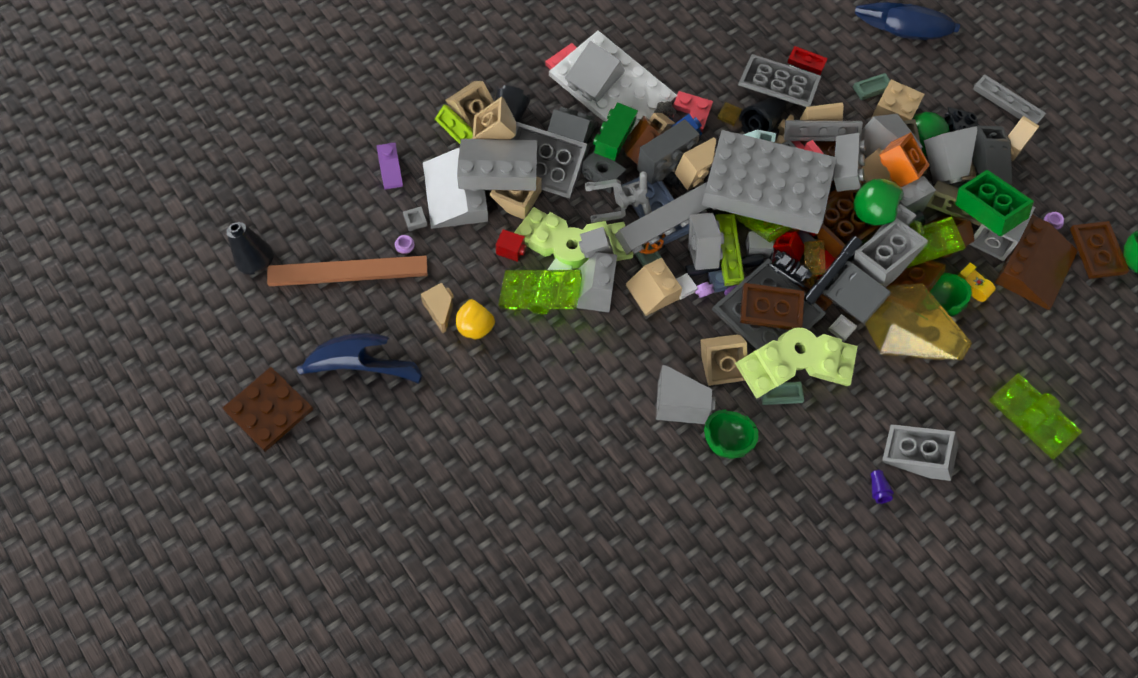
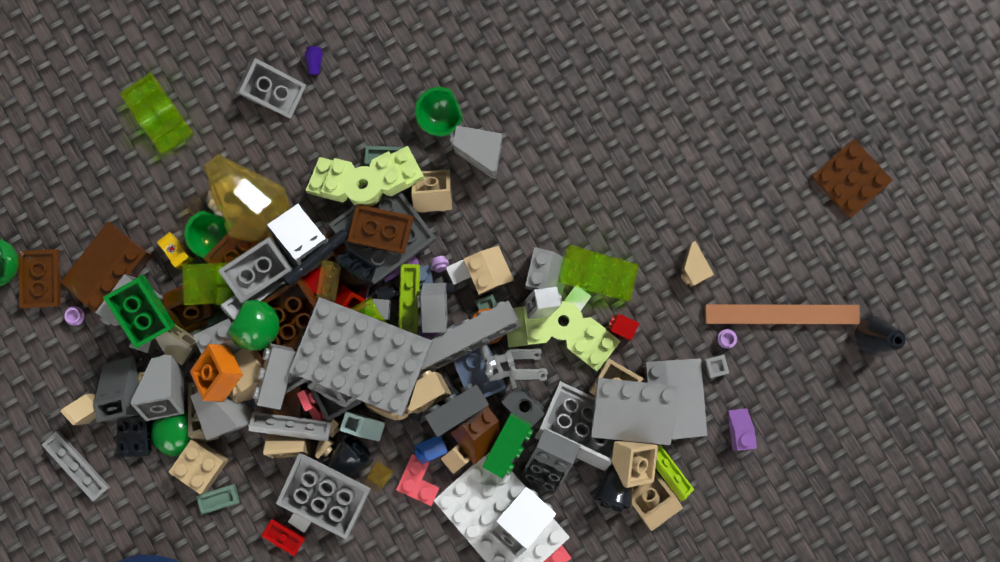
camera: 170 degrees left, 20 degrees up
(351, 353) = (769, 217): dark blue piece -> none
(474, 320) = (664, 243): yellow piece -> none
(666, 108) = (448, 479): clear smoke plant -> none
(842, 328) = (315, 215): white tile -> none

